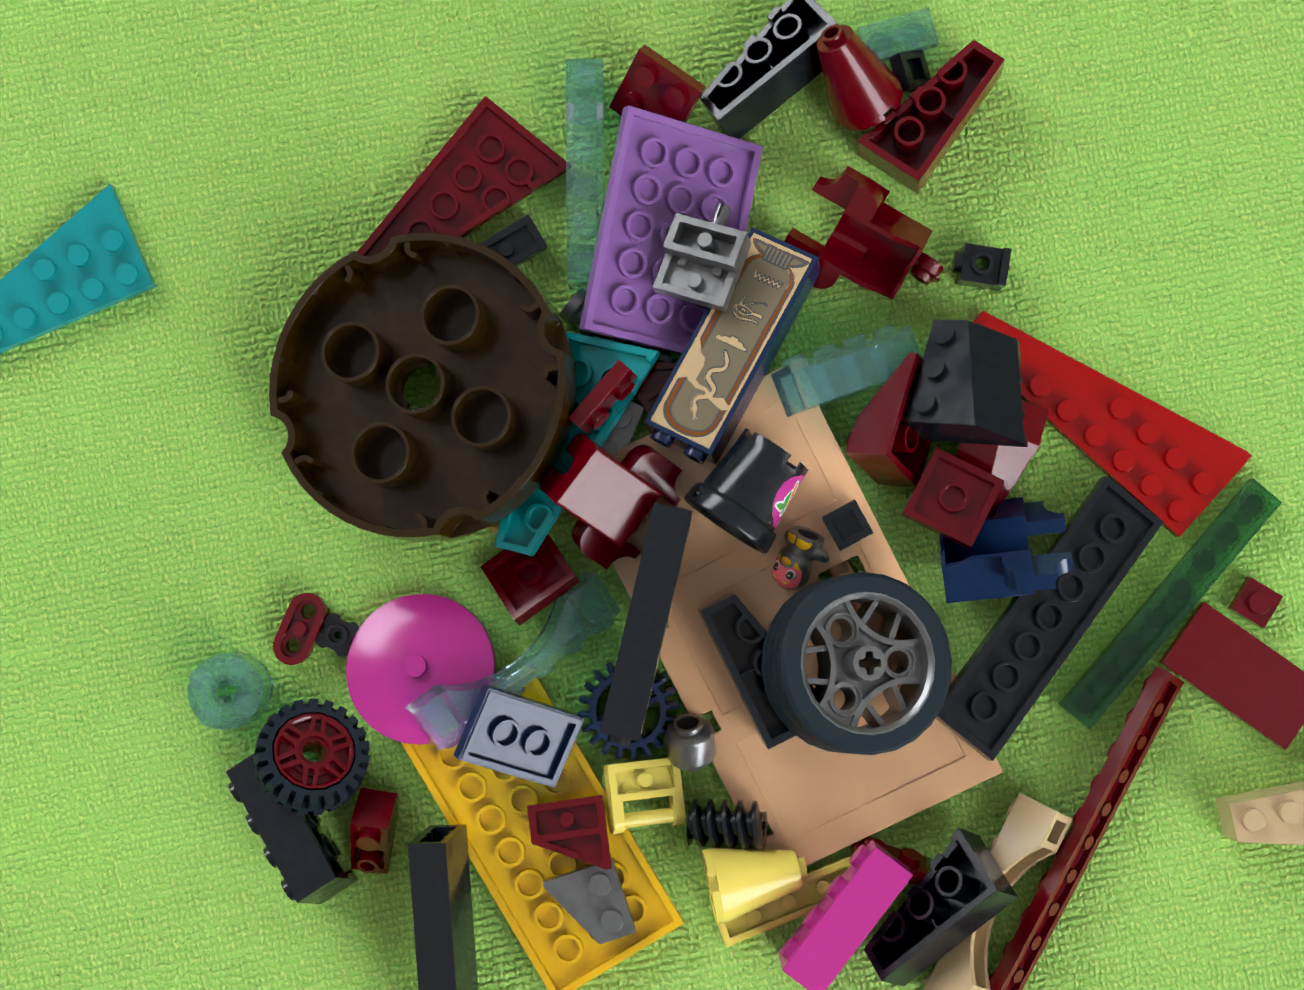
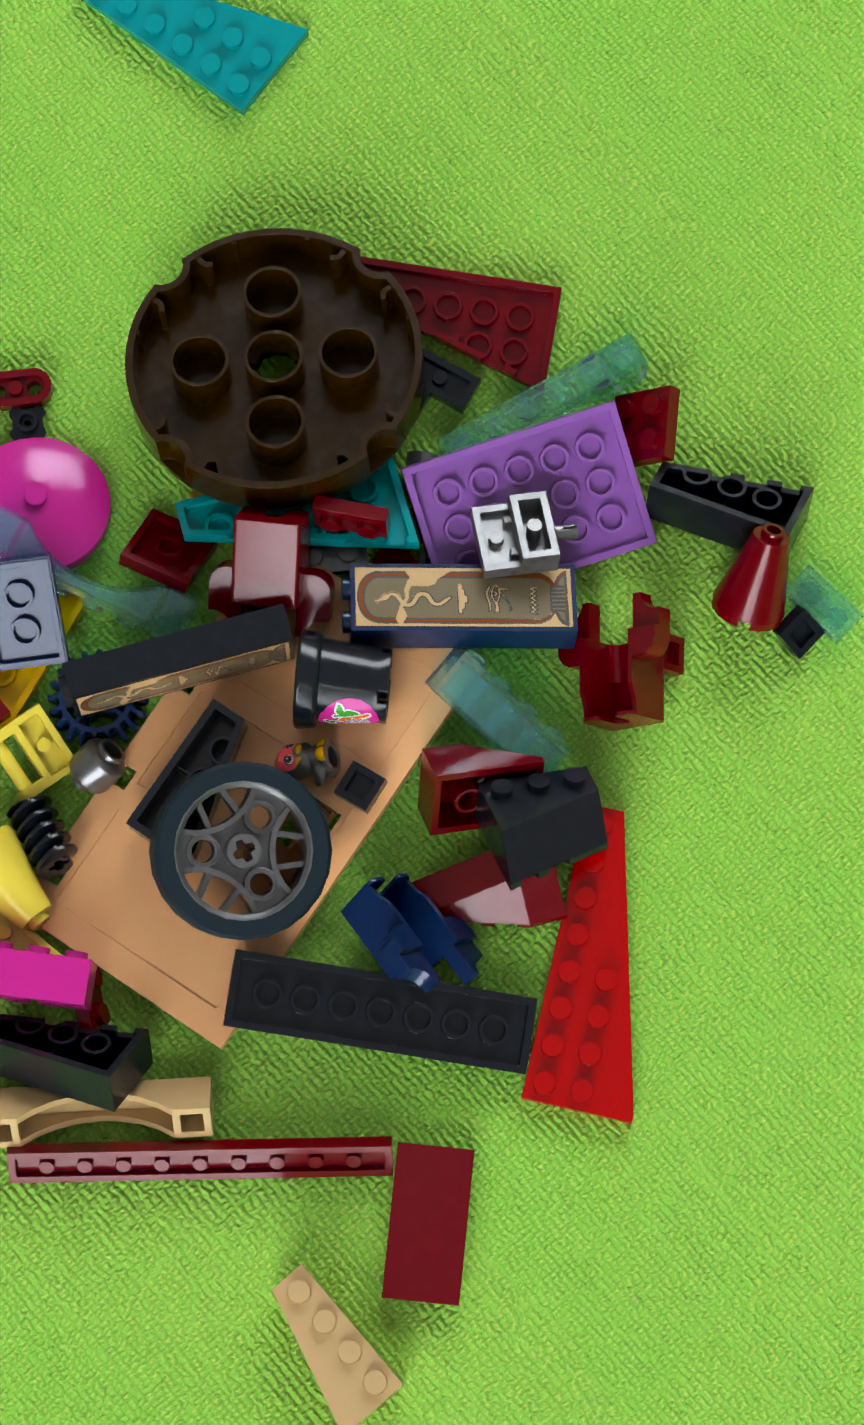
camera: 65 degrees right, 10 degrees down
(926, 269) = (631, 741): dark red plate -> none
(930, 120) = (767, 671): dark red wedge -> none
(953, 498) = (436, 867): dark red plate -> none
(969, 275) = (661, 801): black brick -> none
(1170, 603) = (456, 1122): clear green plate -> none
(1255, 602) = (501, 1201): dark red plate -> none

